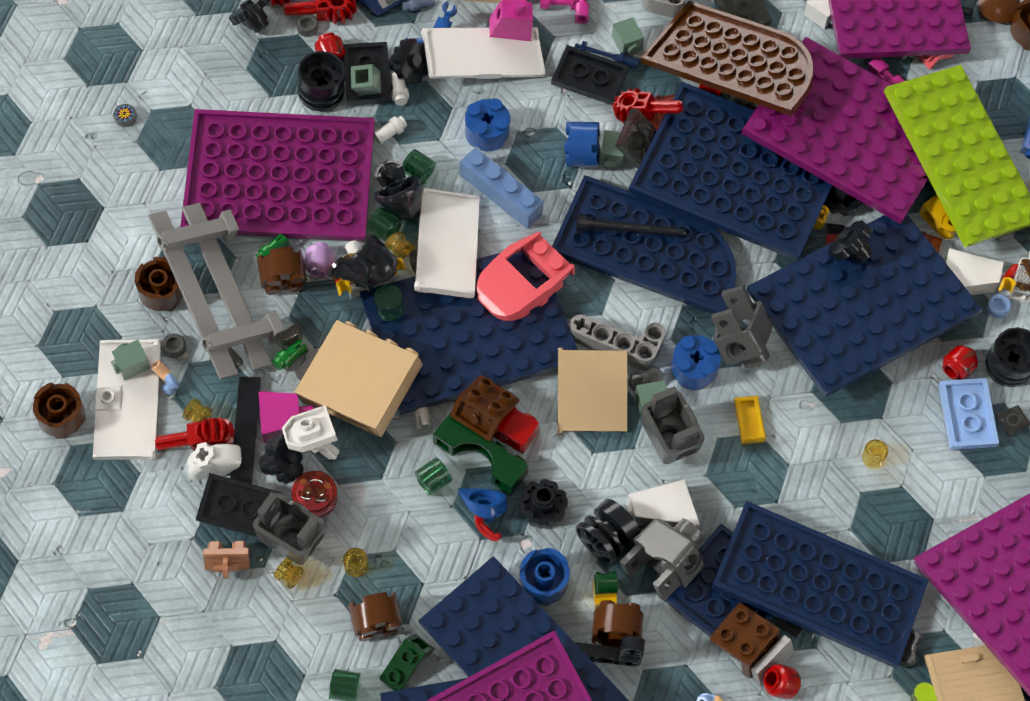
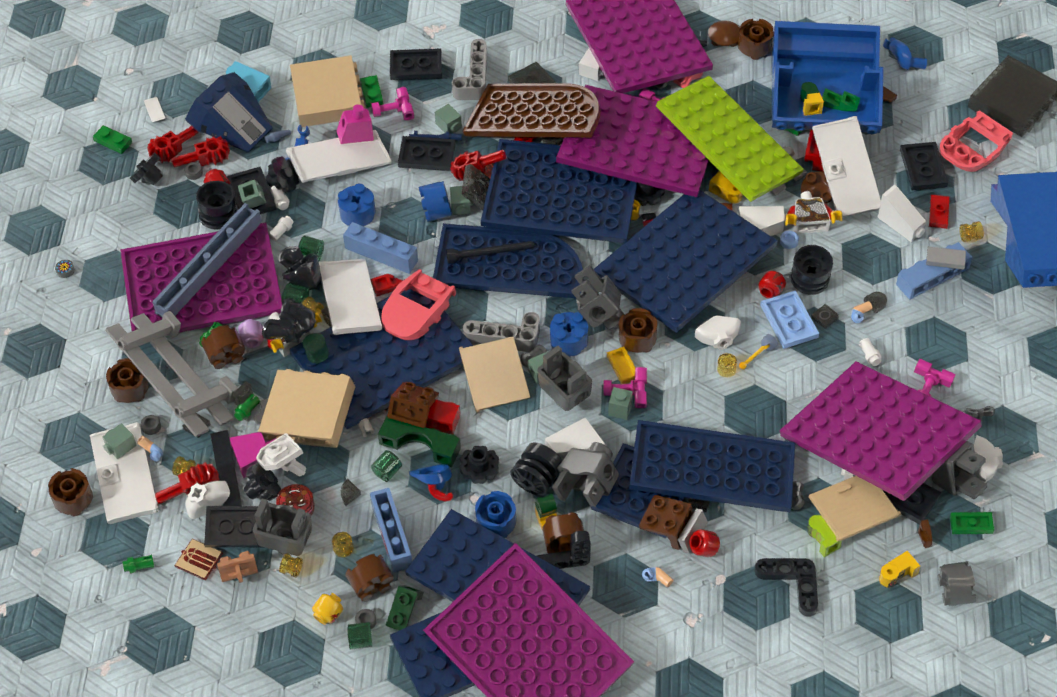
camera: 10 degrees left, 10 degrees down
(114, 521) = (133, 564): none -> green animal
(185, 534) = (198, 559): none -> piece
(291, 154) = (207, 261): none -> sand blue tile
(316, 640) = (327, 608): none -> yellow head
(358, 663) = (366, 615): none -> dark grey tile
(381, 496) = (349, 492): none -> clear smoke tile
(416, 561) = (391, 529): none -> medium blue brick
(495, 236) = (384, 284): none -> red tile
(732, 470) = (620, 403): none -> sand green brick
(757, 454) = (636, 386): none -> dark pink bar
(779, 381) = (638, 330): none -> reddish brown brick
(852, 243) = (664, 216): black plant -> none
(877, 408) = (718, 331): none -> white piece
(932, 438) = (767, 343): none -> hinge

